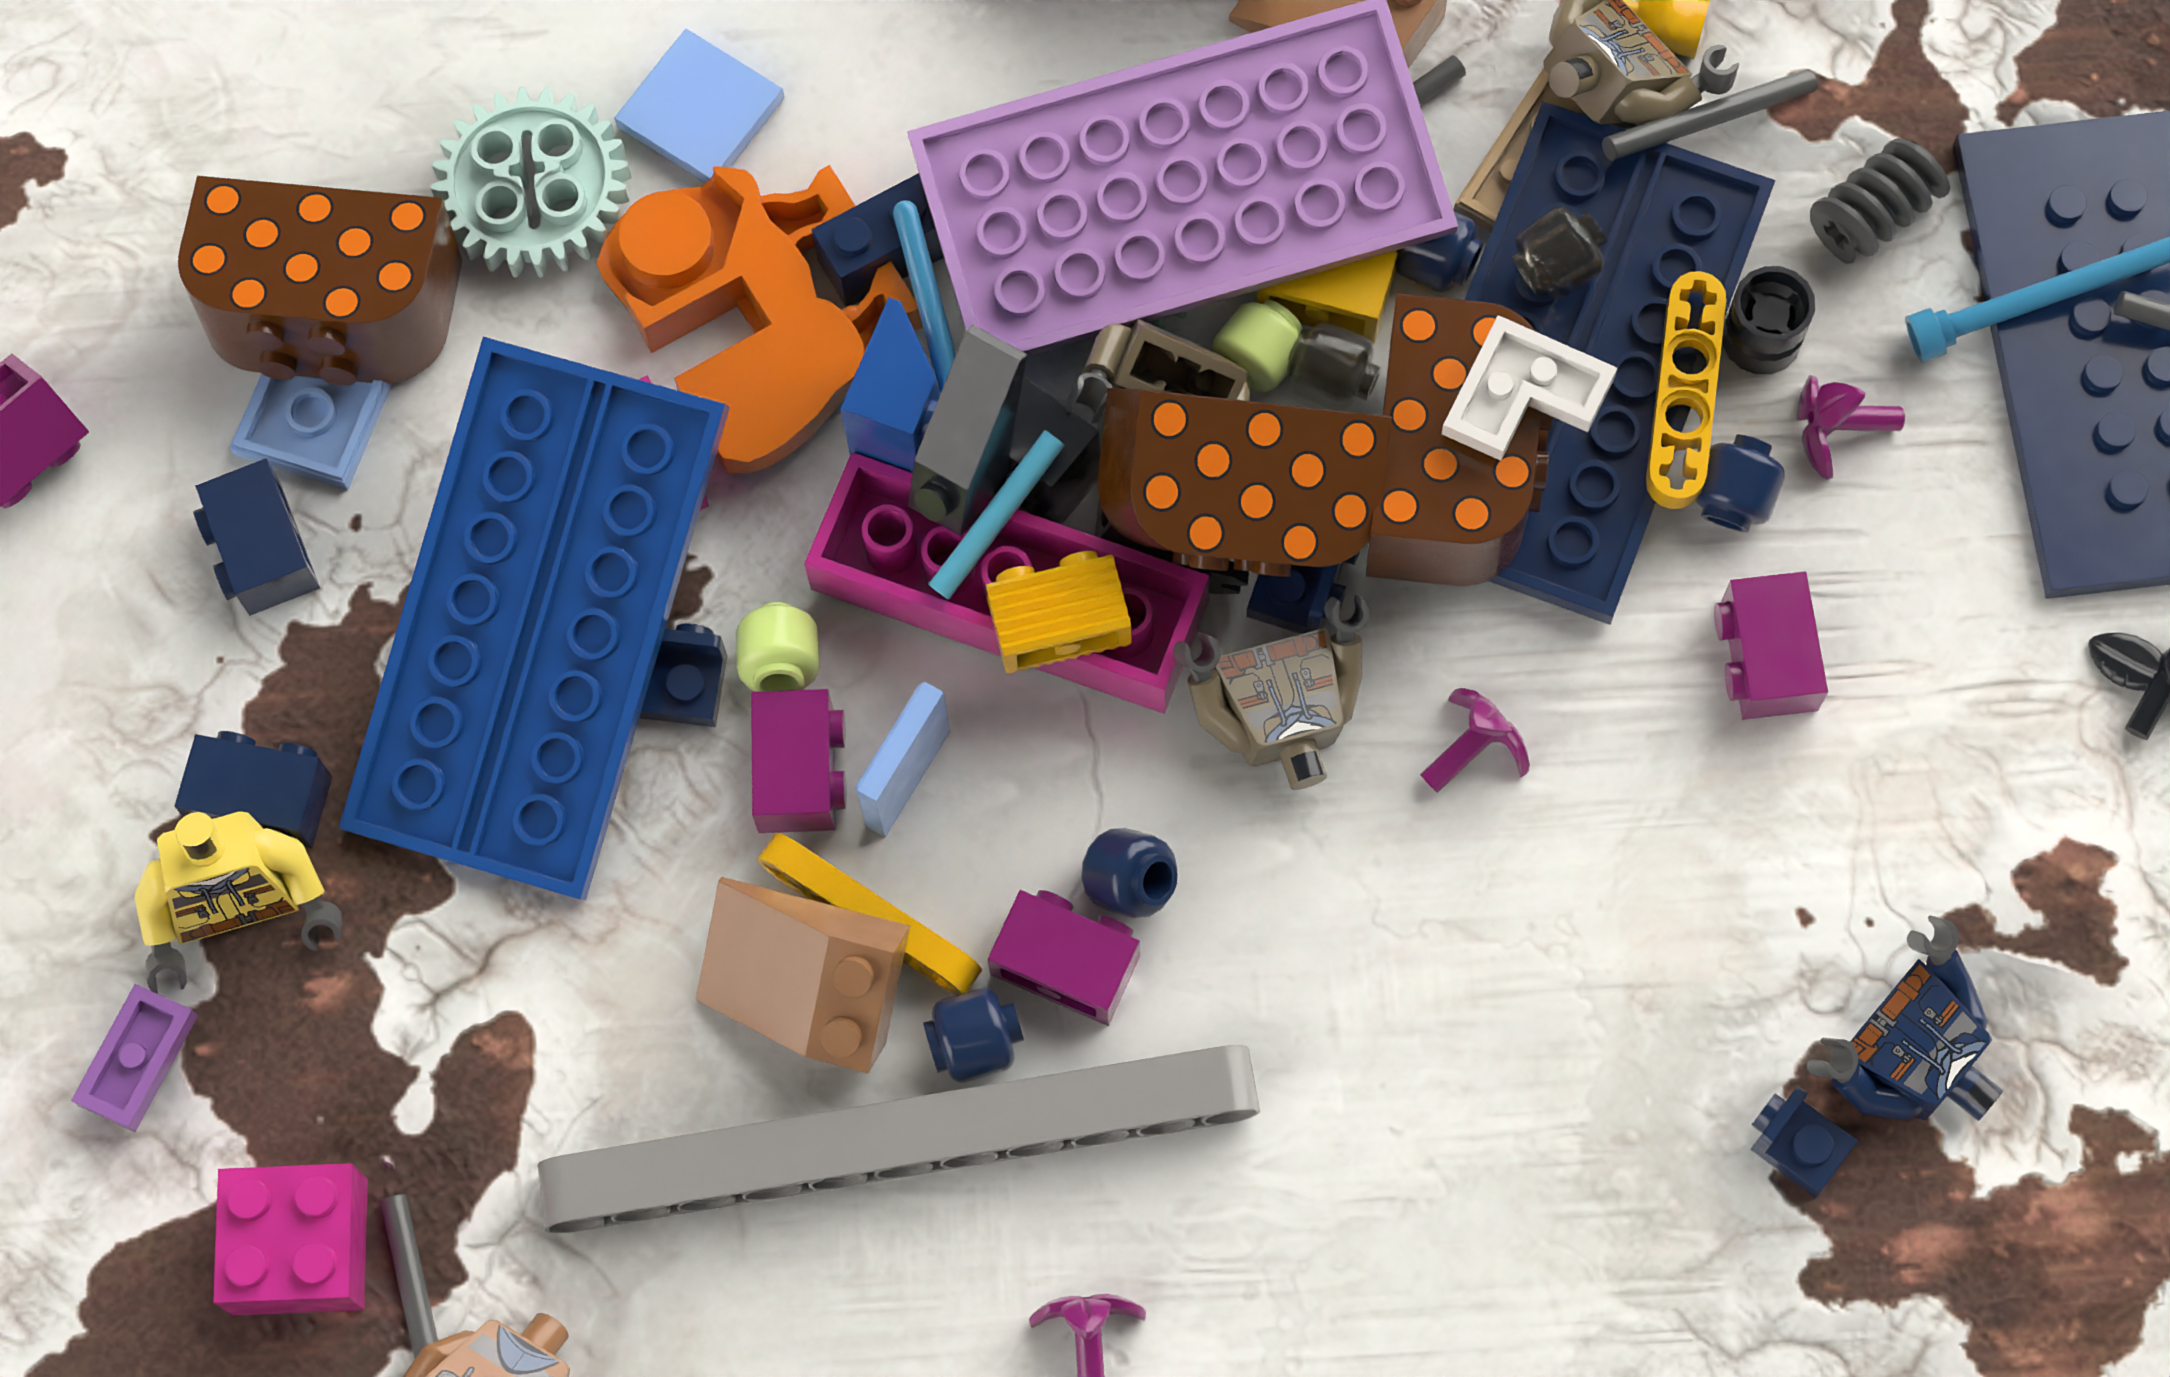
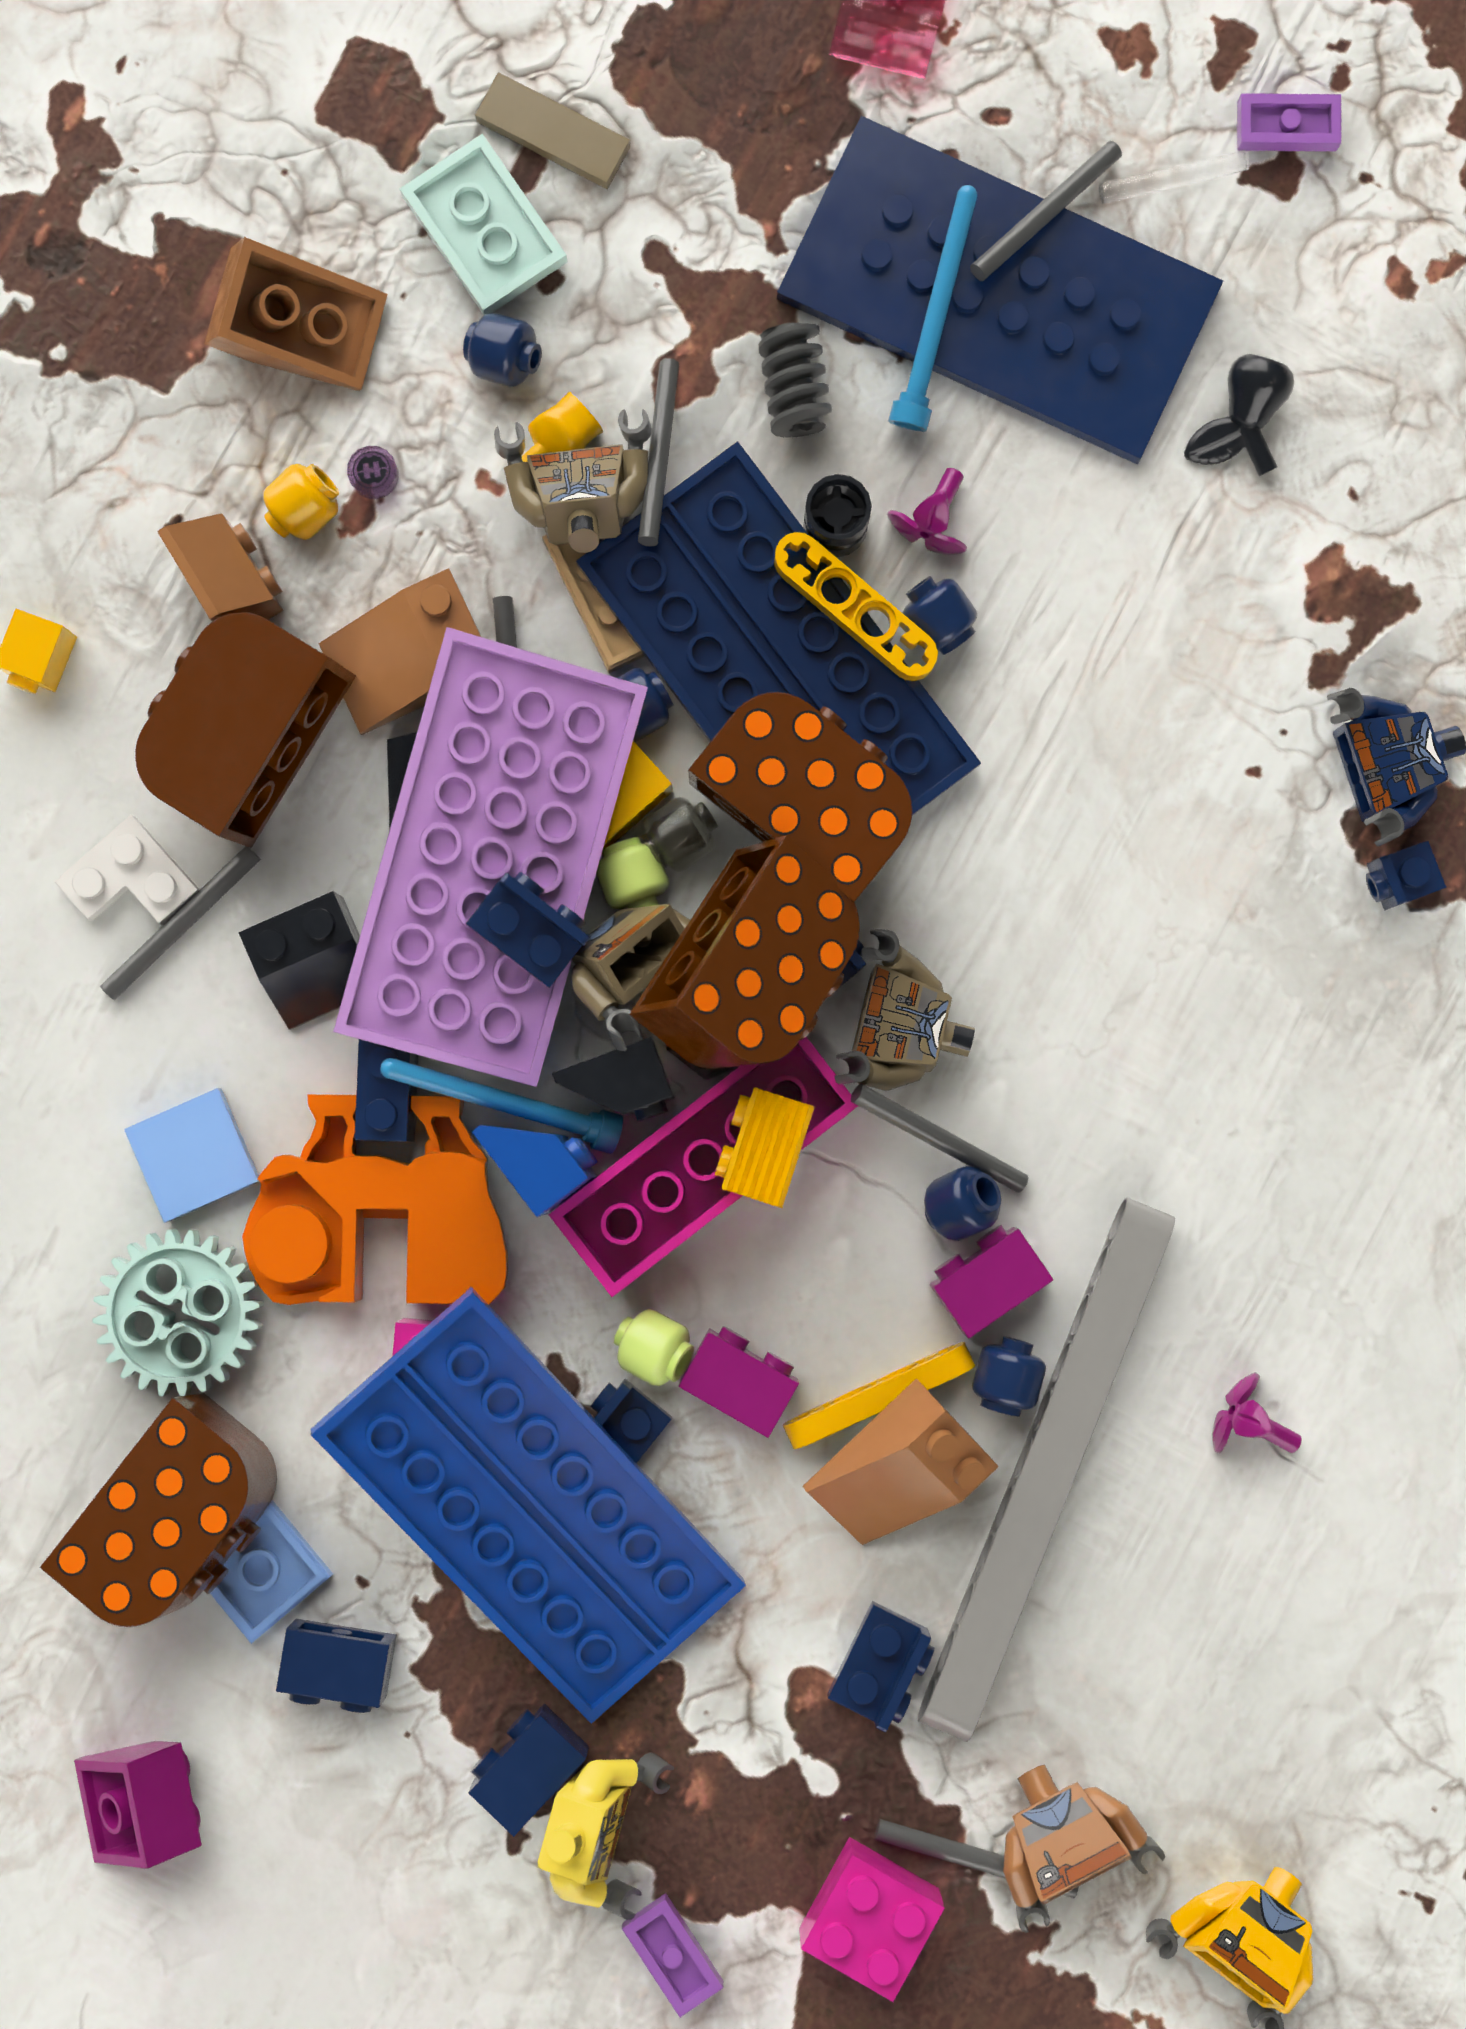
camera: 60 degrees left, 15 degrees up
(575, 1093) = (881, 1666): none -> dark blue bracket
(903, 758) = (792, 1312): light blue tile -> none
(962, 71) = (304, 957): none -> black slope
(969, 433) = (608, 1136): slope -> none
(996, 514) = (668, 1146): medium azure bar -> none
(1131, 252) = (529, 928): none -> dark blue bracket
(1184, 805) = (938, 1137): none -> dark grey bar
(1485, 726) = (1010, 899): magenta plant -> none
(1522, 371) = (807, 728): white plate -> none
(1559, 252) = (705, 627): clear smoke head -> none
(1771, 645) = (1066, 670): magenta brick -> none

